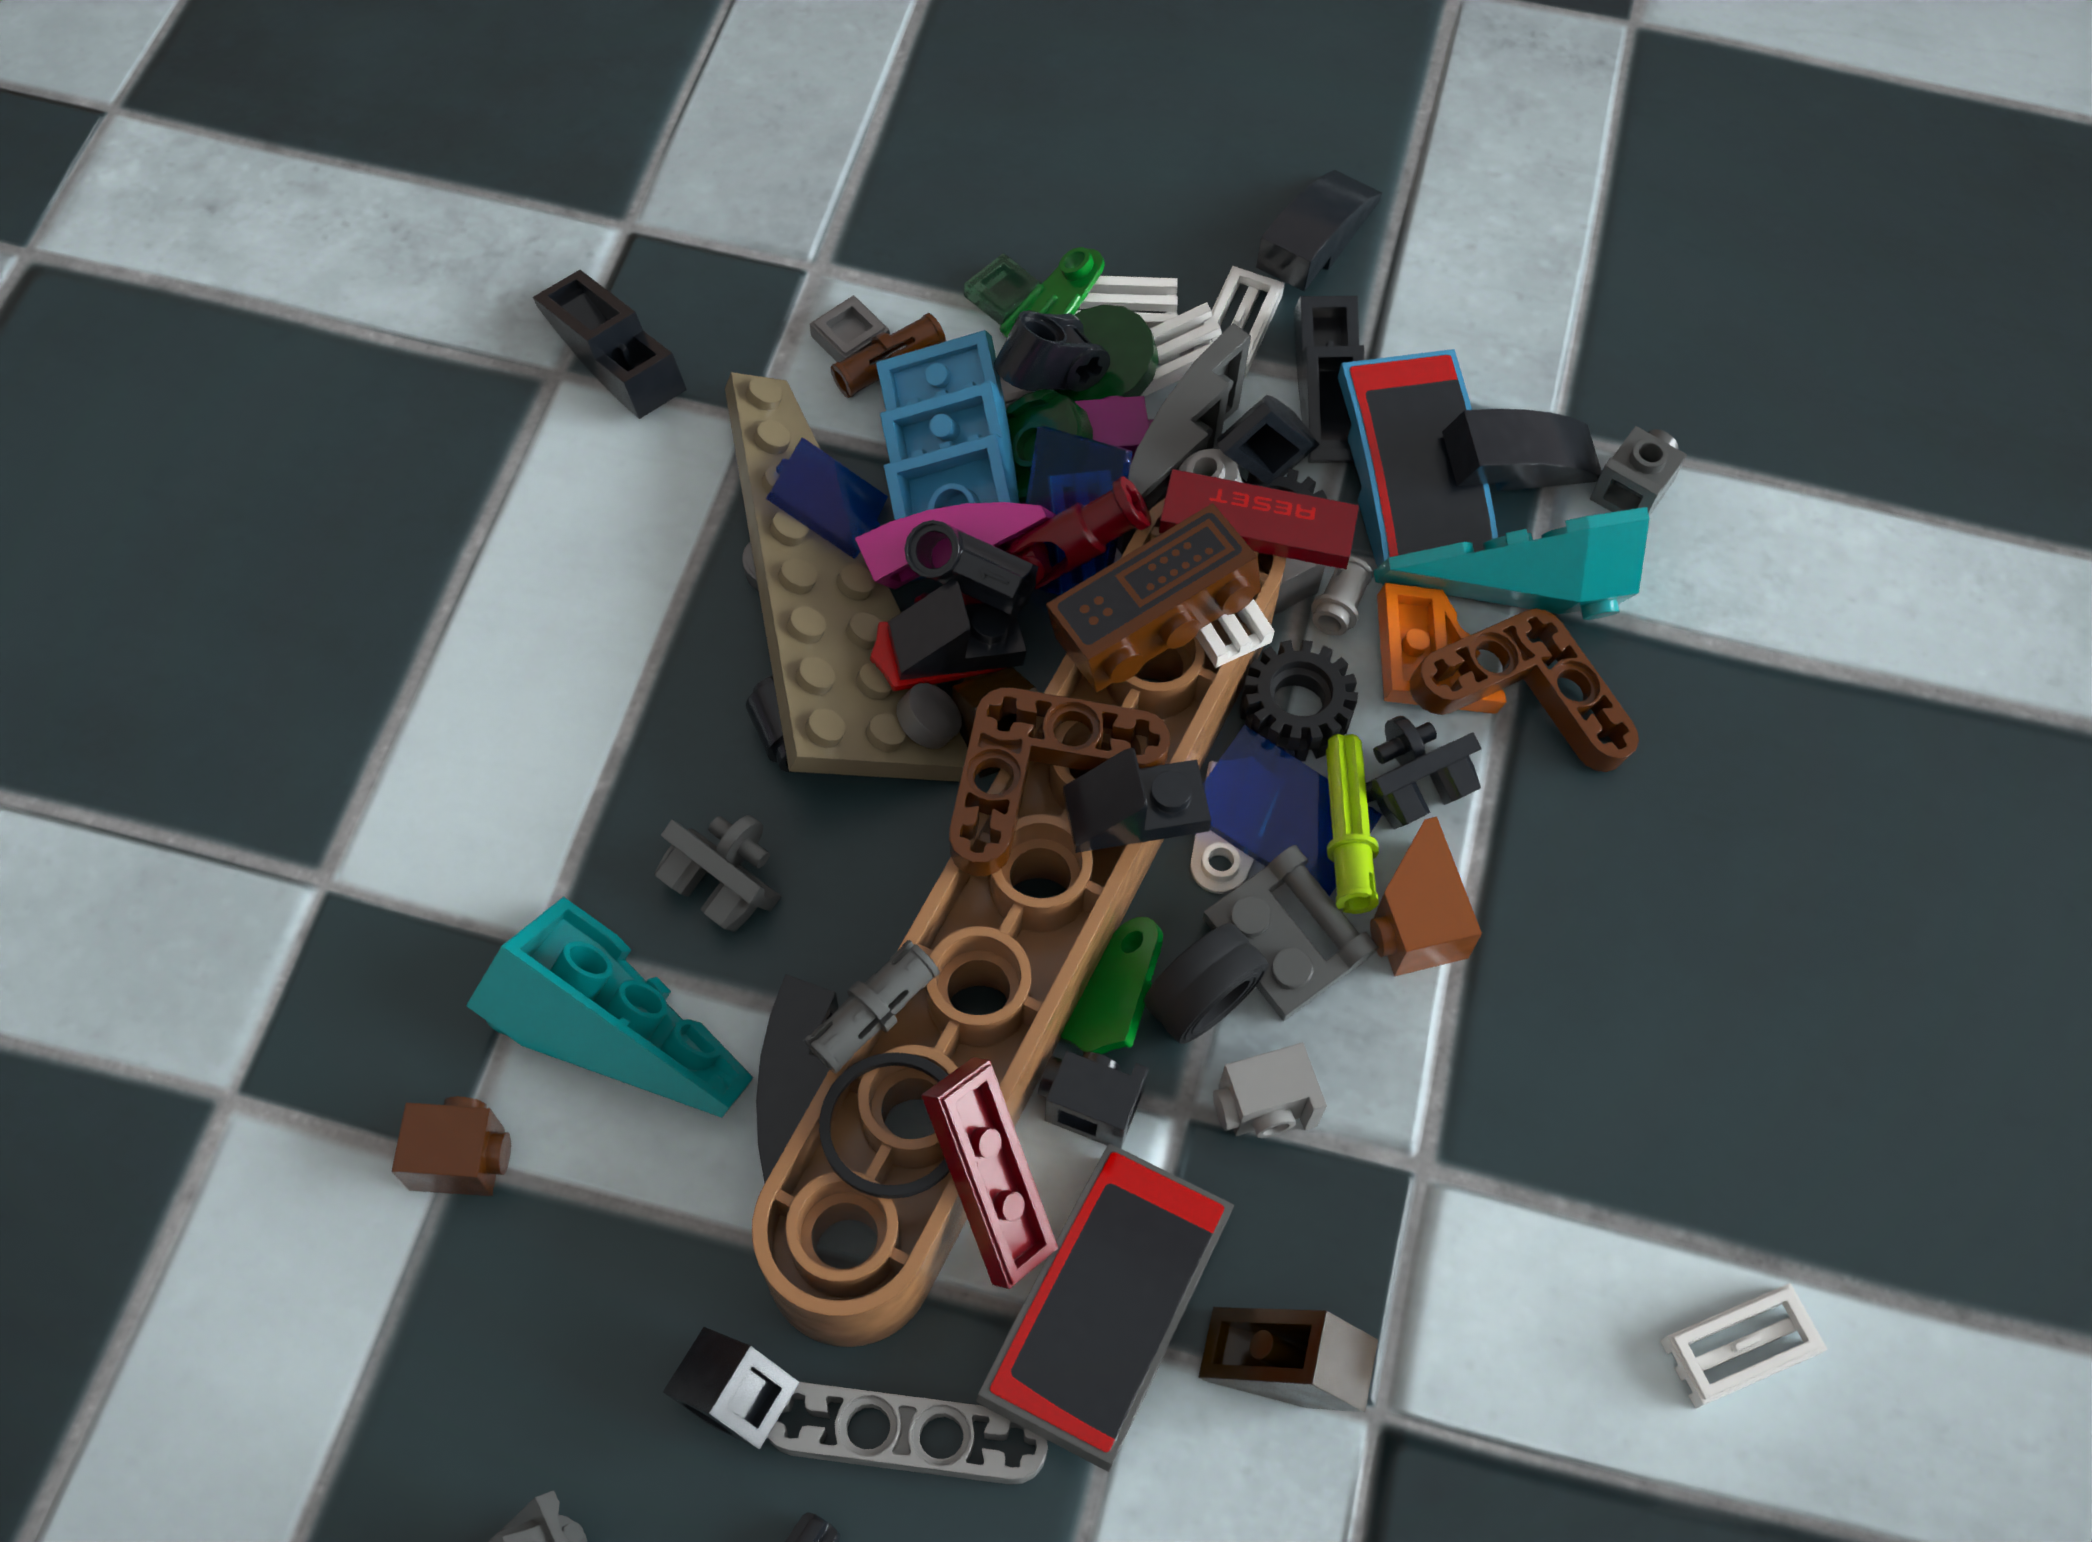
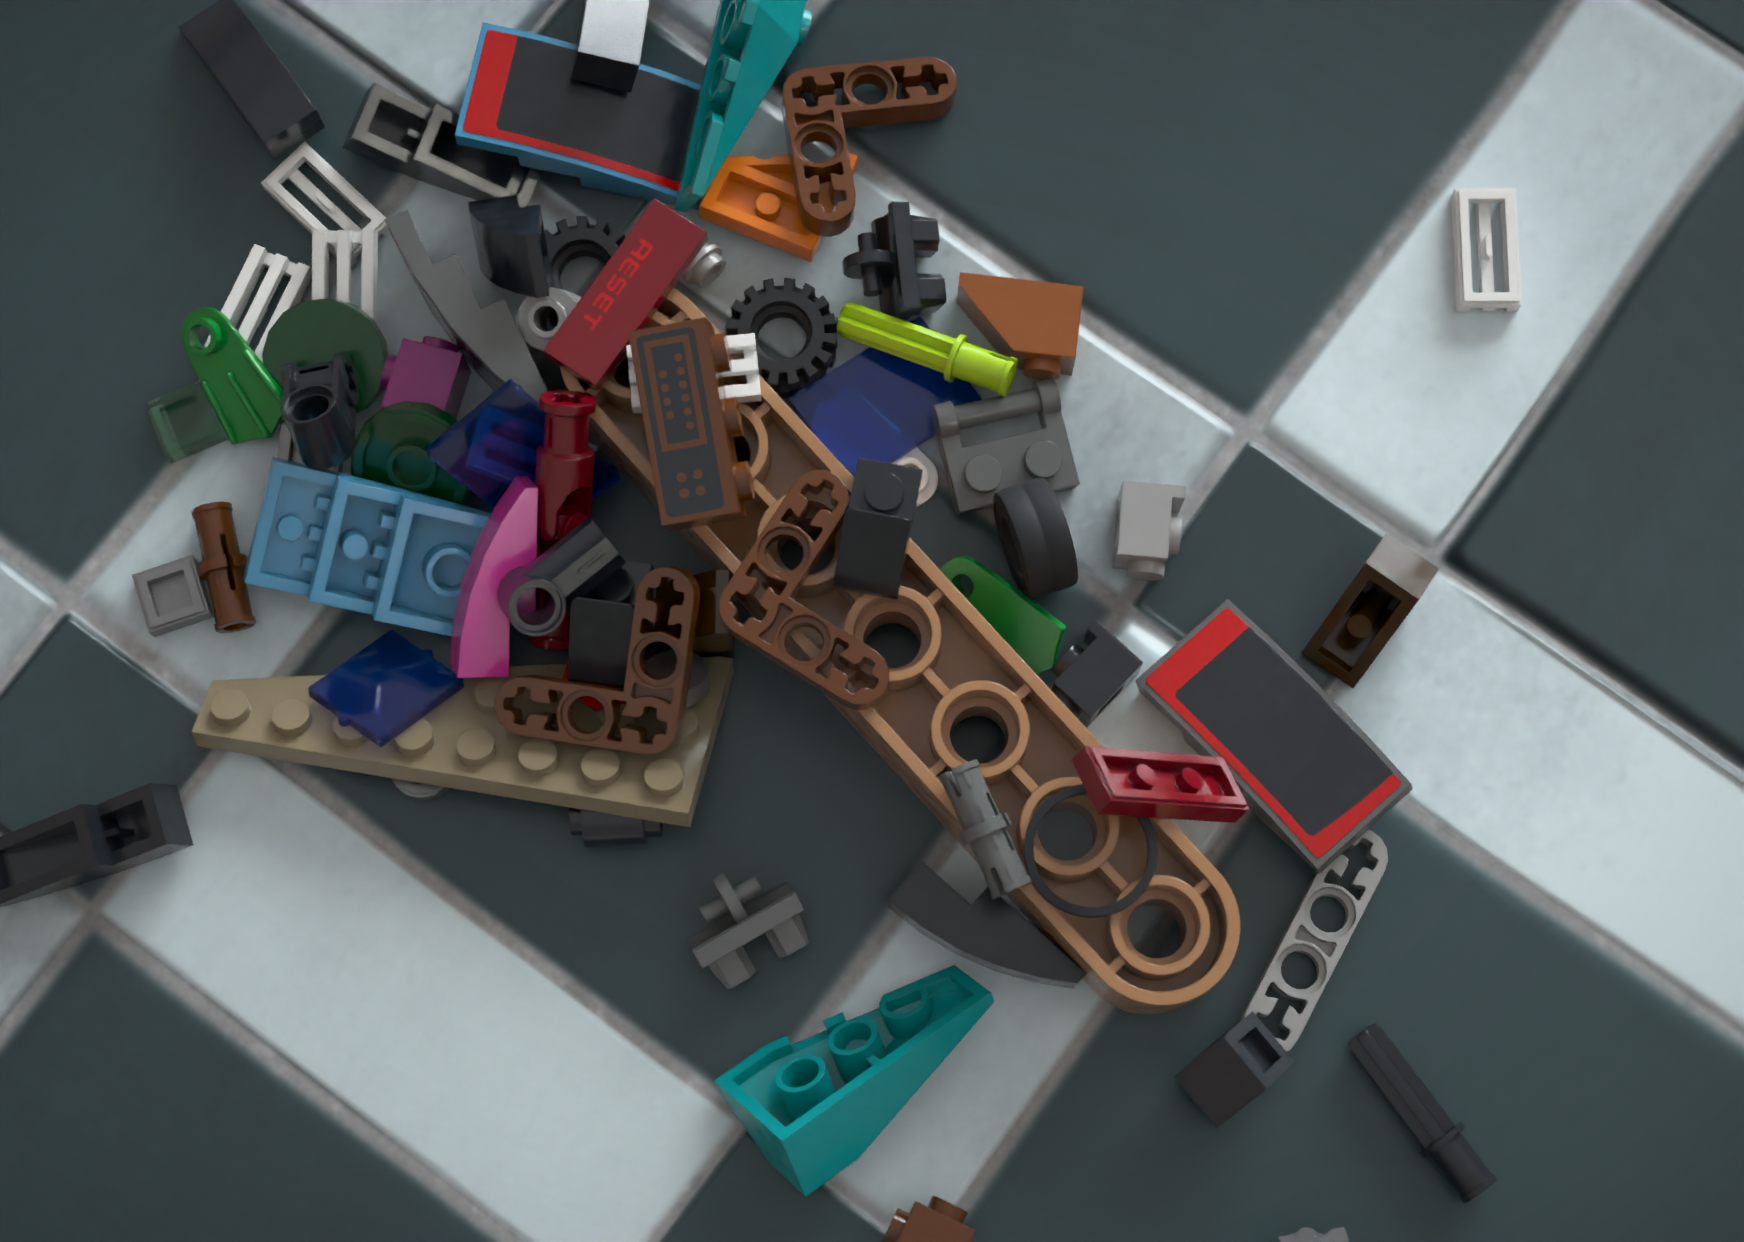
camera: 65 degrees left, 15 degrees up
(898, 674) = (640, 687): none -> reddish brown beam

